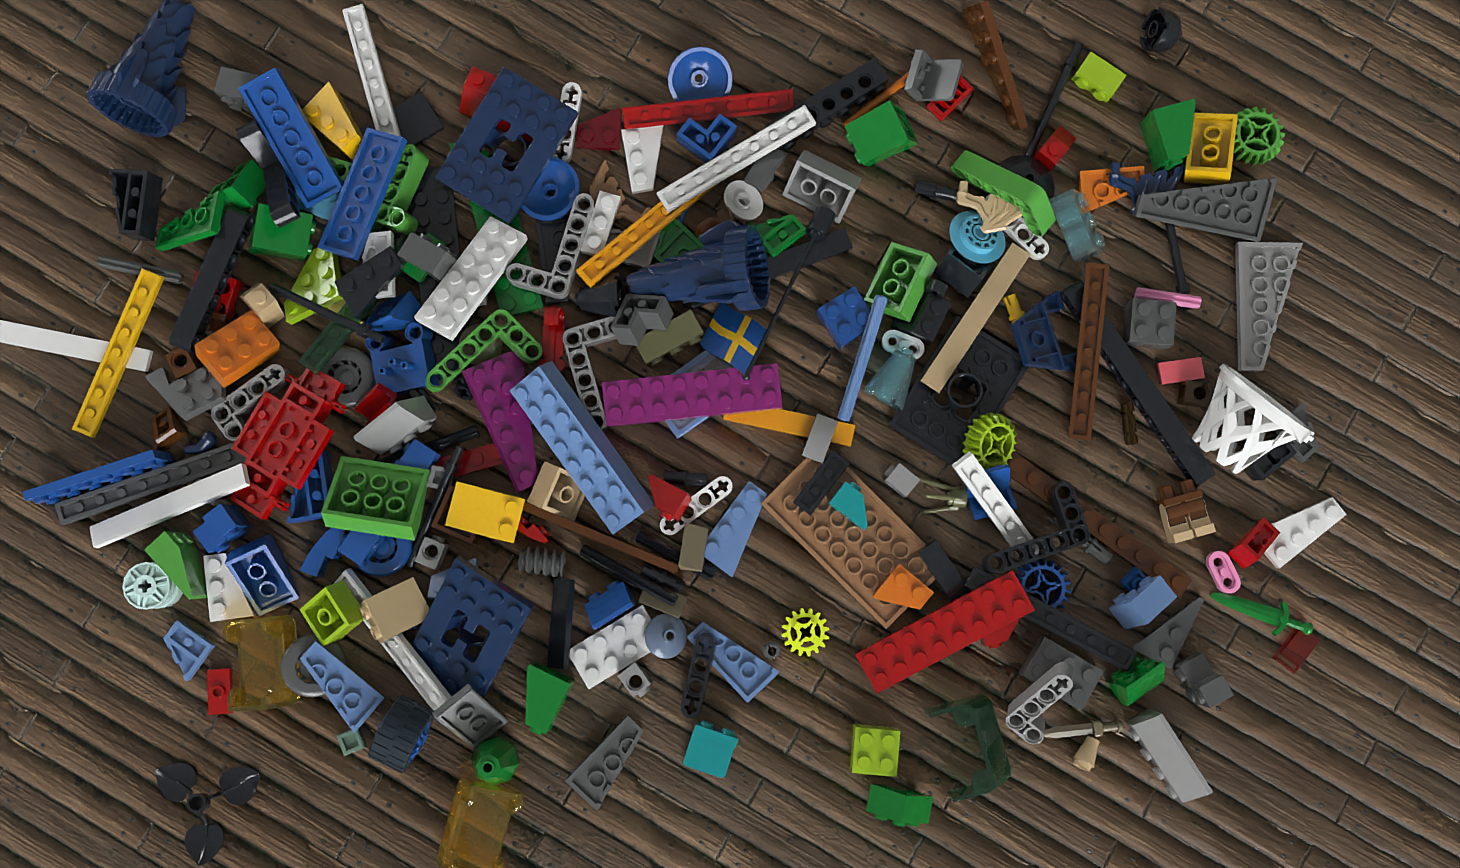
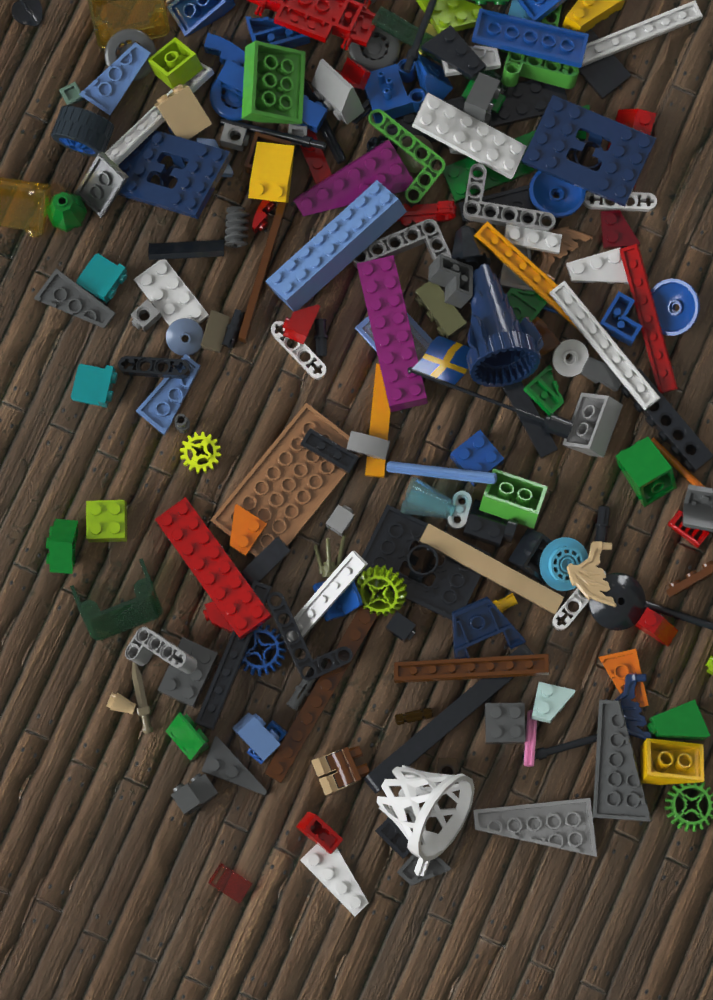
camera: 90 degrees right, 5 degrees down
(544, 696) = (124, 242): green slope -> none
(556, 492) = (295, 231): tan slope -> none
(582, 726) = (102, 277): none -> teal bracket
(609, 604) = (205, 286): blue slope -> none
(629, 575) = (232, 300): black axle -> none
(669, 552) = (253, 337): black axle -> none
(693, 547) = (261, 349): dark tan slope -> none
(732, 532) = (277, 382): medium blue wing -> none
(850, 504) = (313, 476): teal slope -> none
(1010, 187) = (606, 582): bright green beam -> none
(1030, 425) = (401, 627): none -> black brick
(1077, 225) = (583, 647): clear light blue brick -> none
(1129, 272) = (549, 701): none -> light aqua wing
(1168, 756) = (125, 771): light grey slope -> none
(1180, 370) = (467, 757): coral tile -> none
(1223, 570) = (290, 808): bright pink plate -> none
(1264, 613) = (258, 849): green sword -> none

